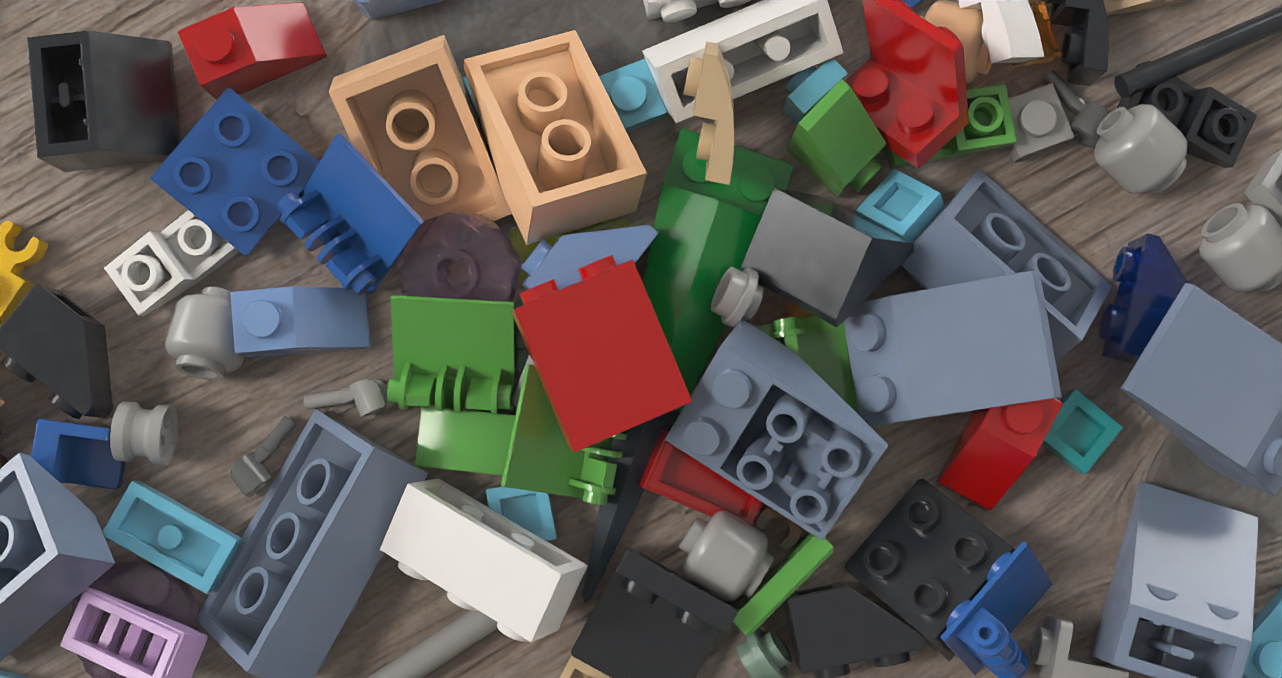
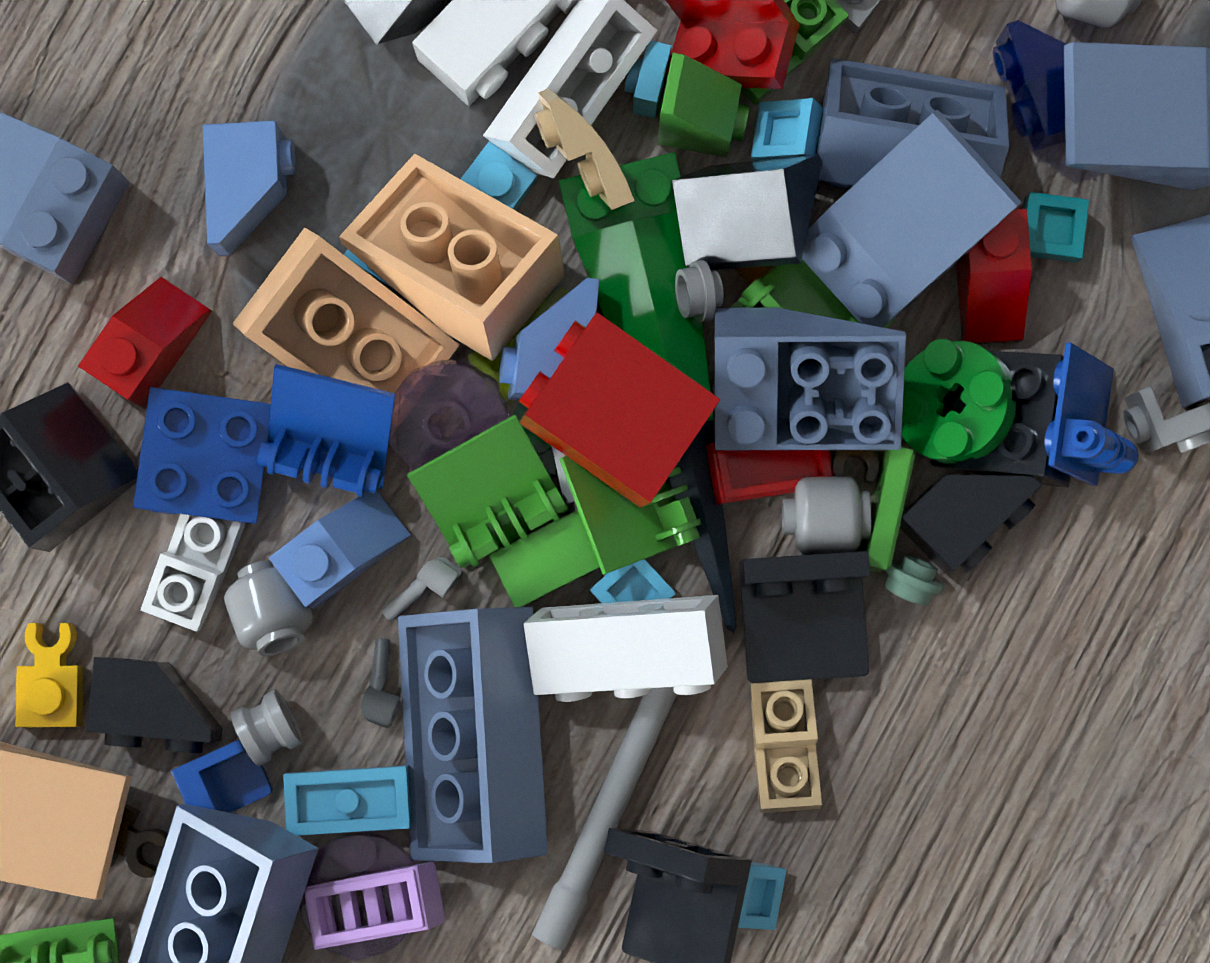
camera: 30 degrees left, 0 degrees up
(926, 540) = (986, 393): none -> green plate

